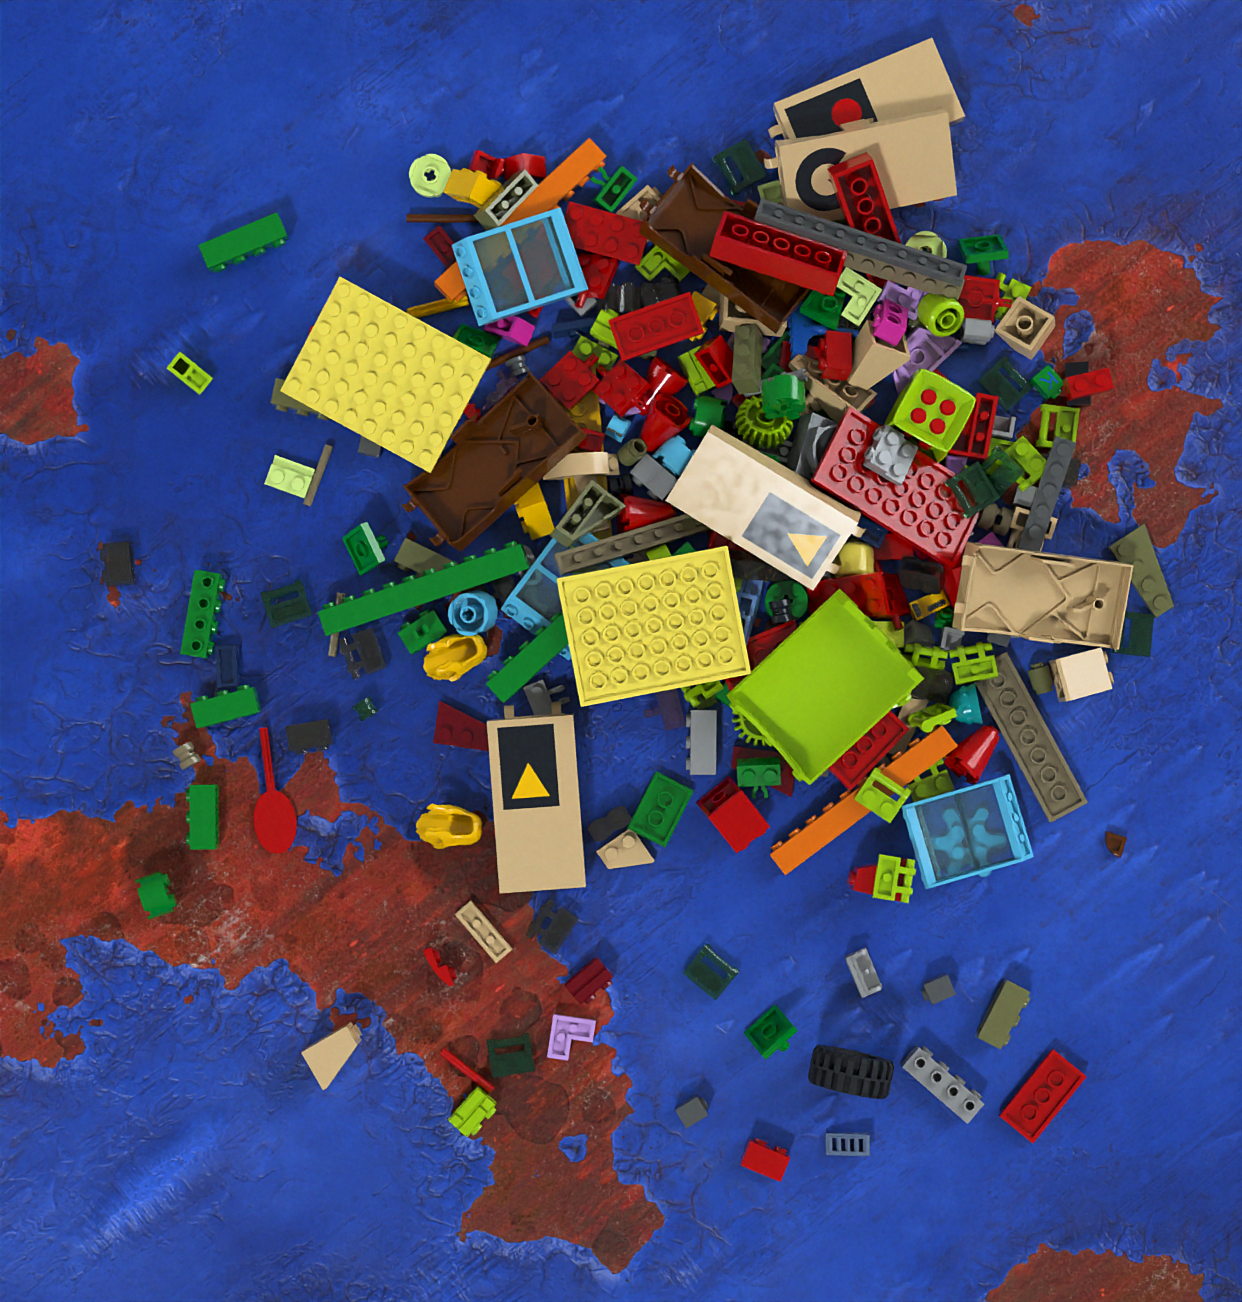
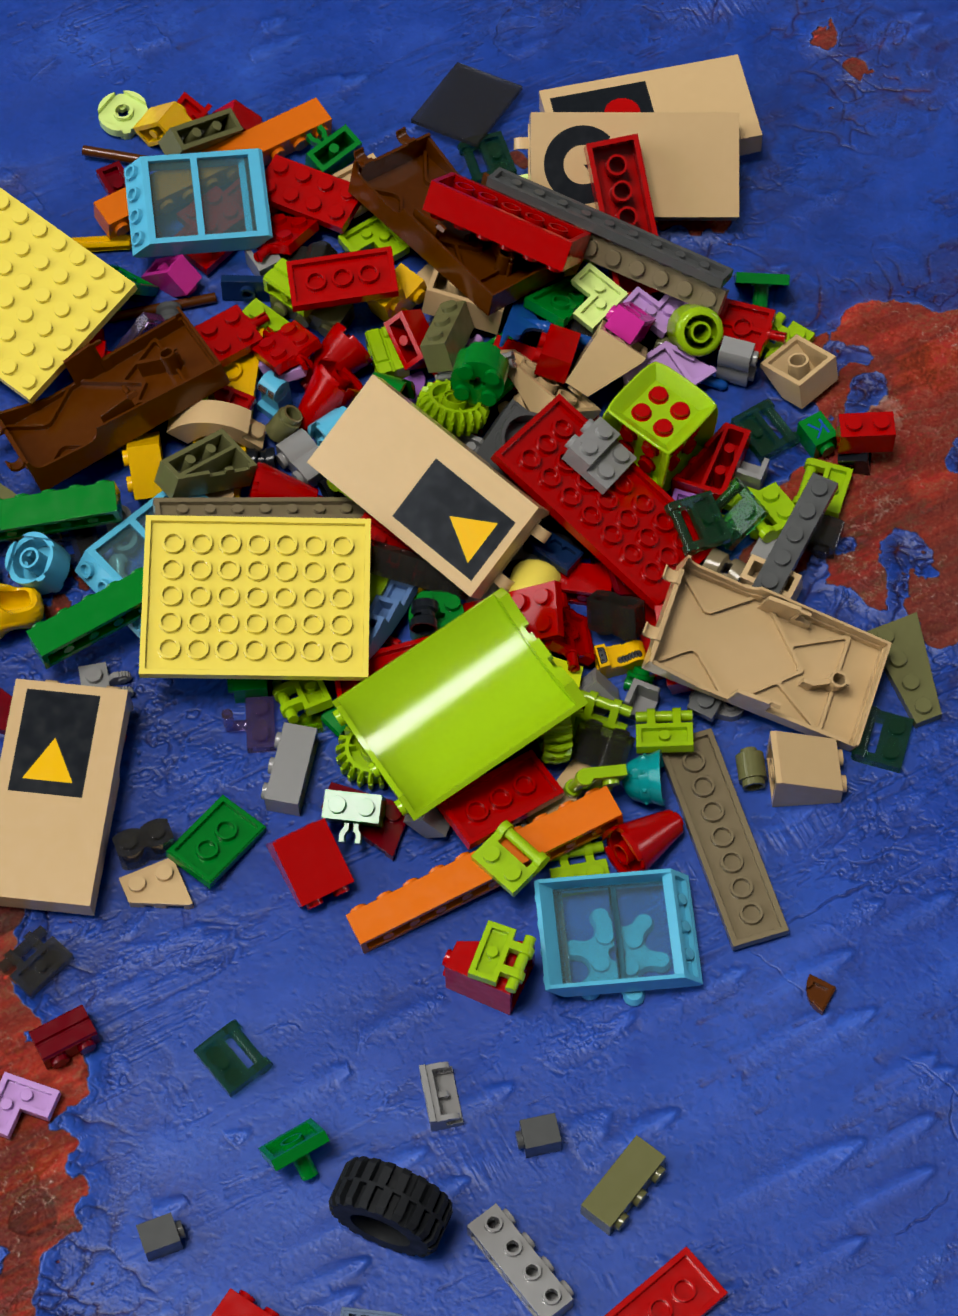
camera: 15 degrees right, 25 degrees down
(712, 115) = (466, 104): none -> clear smoke piece

